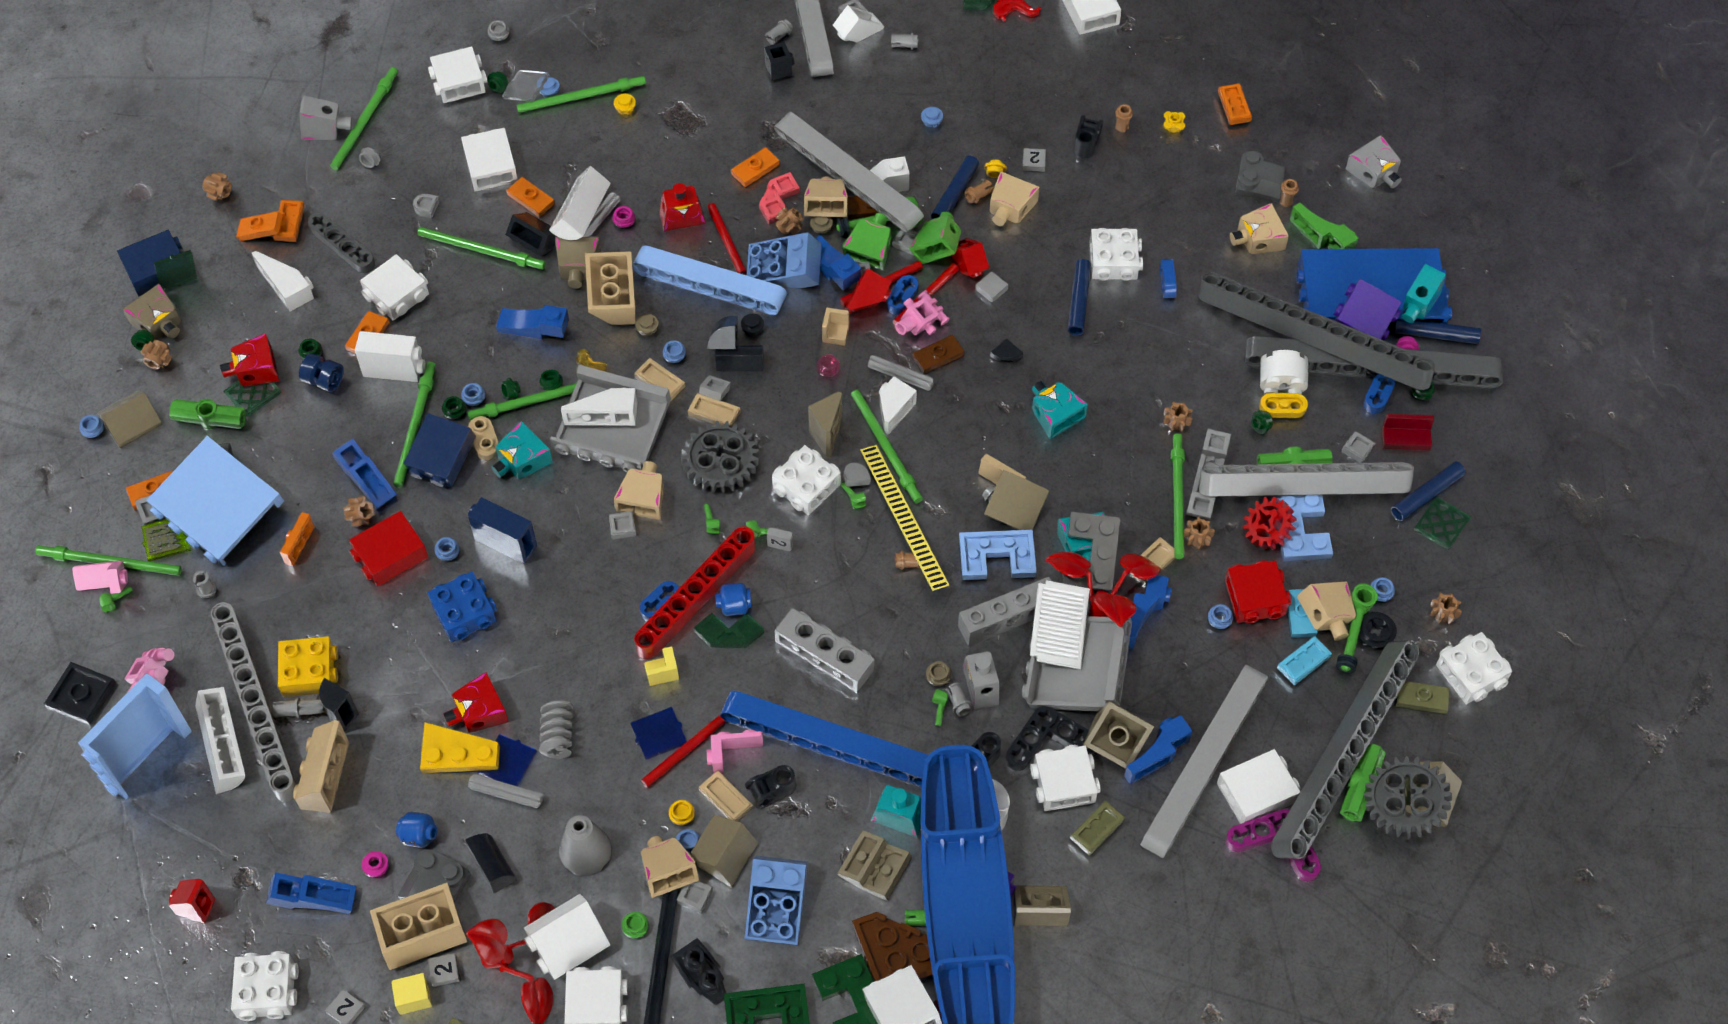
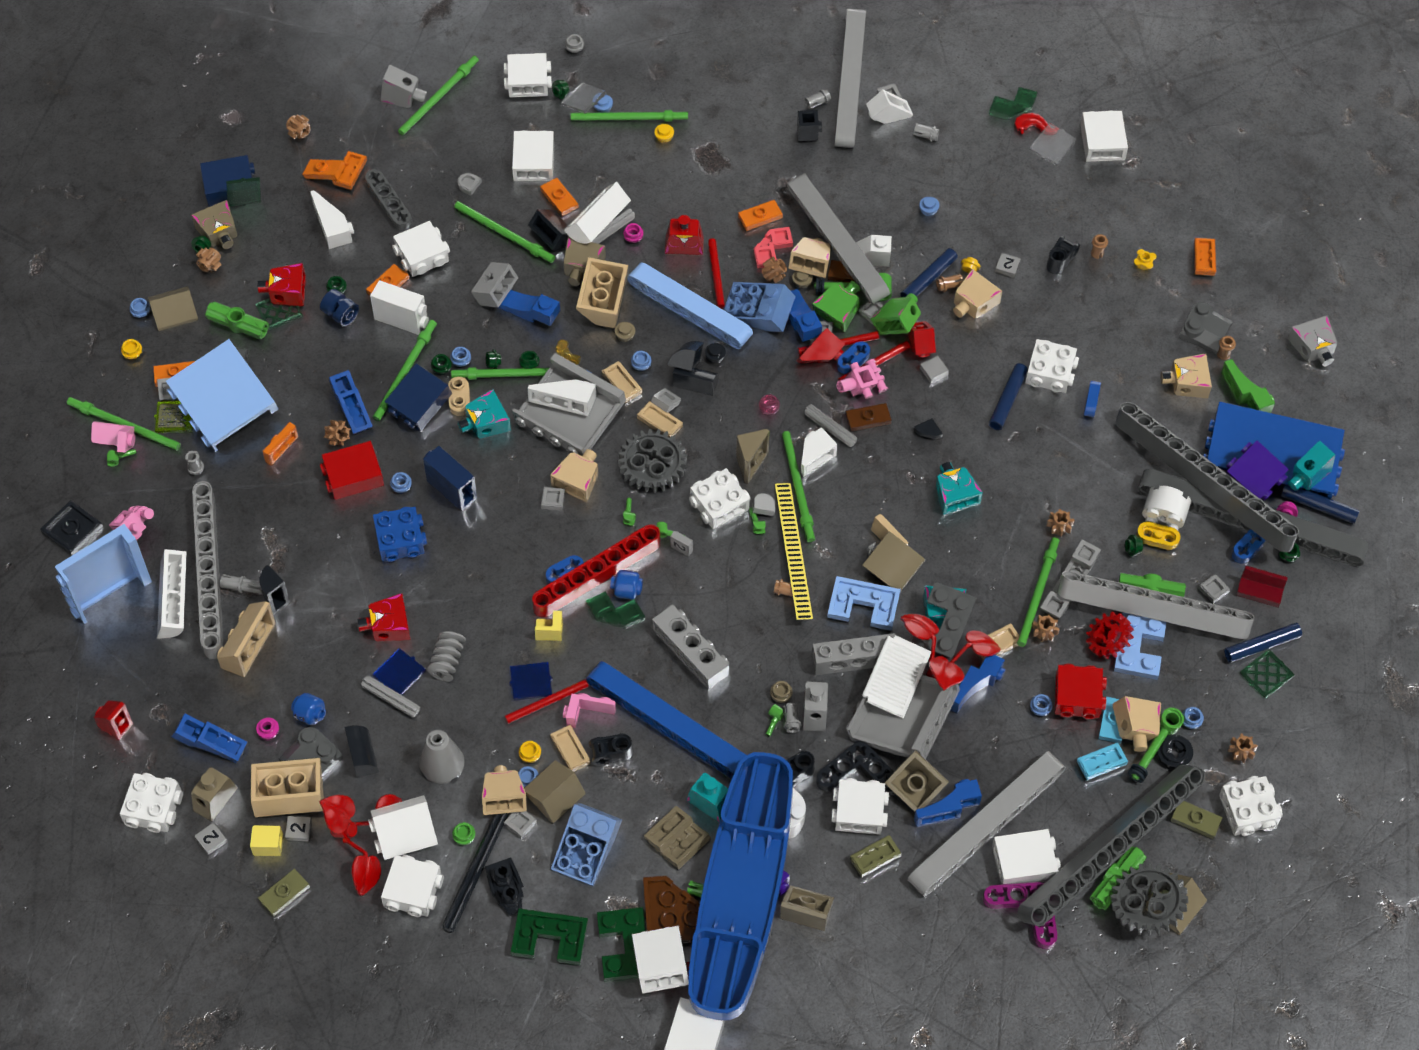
camera: 15 degrees right, 0 degrees up
(94, 474) = (131, 349): none -> yellow plate
(305, 665) = (256, 549): yellow brick -> none
(335, 953) = (213, 791): none -> dark tan torso
(369, 157) = (433, 130): light grey plate -> none
(456, 751) = (360, 653): yellow wing -> none
(488, 307) = (494, 284): none -> light grey brick
(835, 326) = (785, 372): tan panel -> none
(1040, 24) = (1053, 144): none -> clear piece

